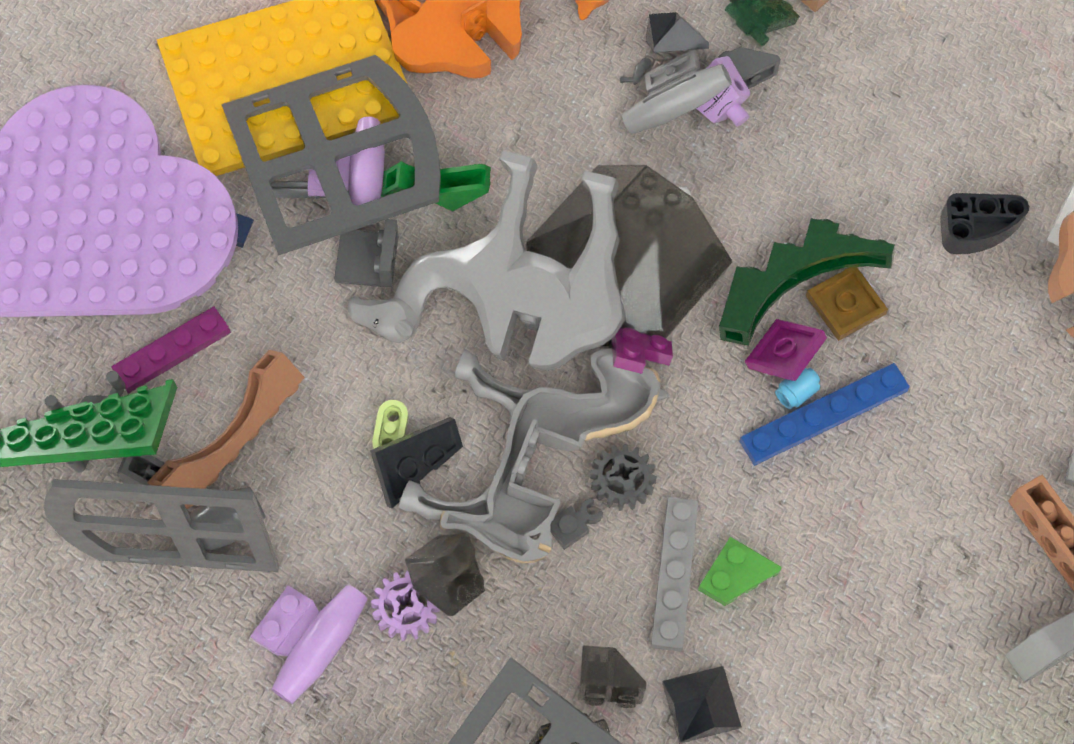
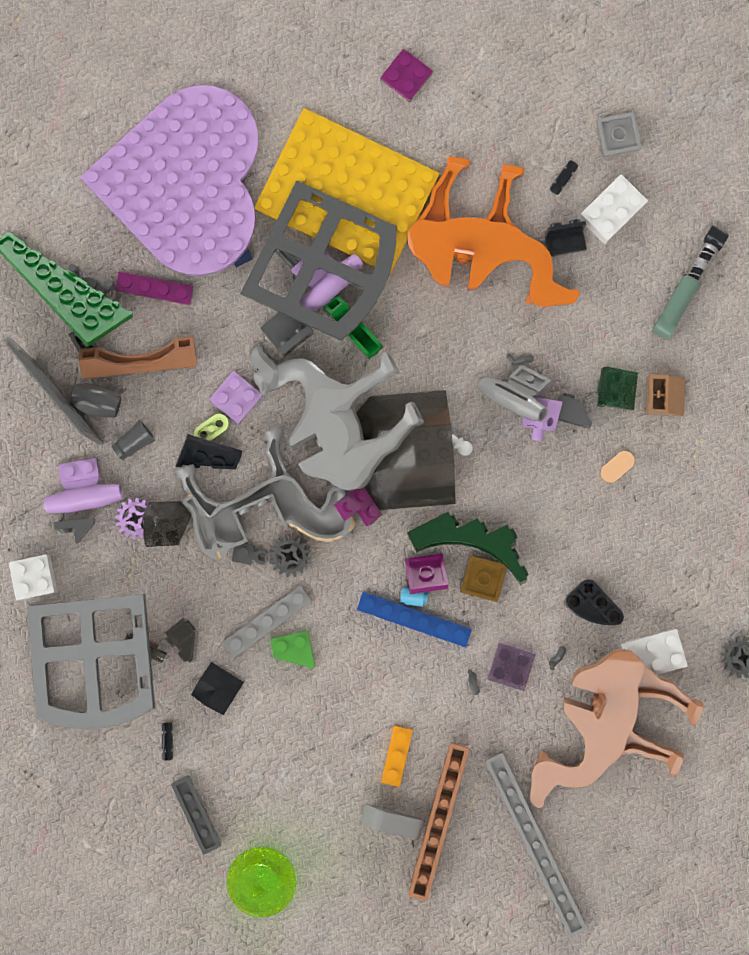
camera: 45 degrees right, 20 degrees up
(313, 523) = (133, 440): none -> dark grey plant
(346, 678) = (80, 526): none -> dark grey slope
(382, 374) = (235, 397): none -> lavender plate
(673, 33) = (553, 363): slope -> none
(845, 80) = (617, 466): none -> light nougat tile
(958, 418) = (472, 682): none -> dark grey piece
(973, 573) = (396, 756): none -> light orange plate
(976, 360) = (511, 666): none -> clear purple plate
(1008, 308) = (556, 659): none -> dark grey piece

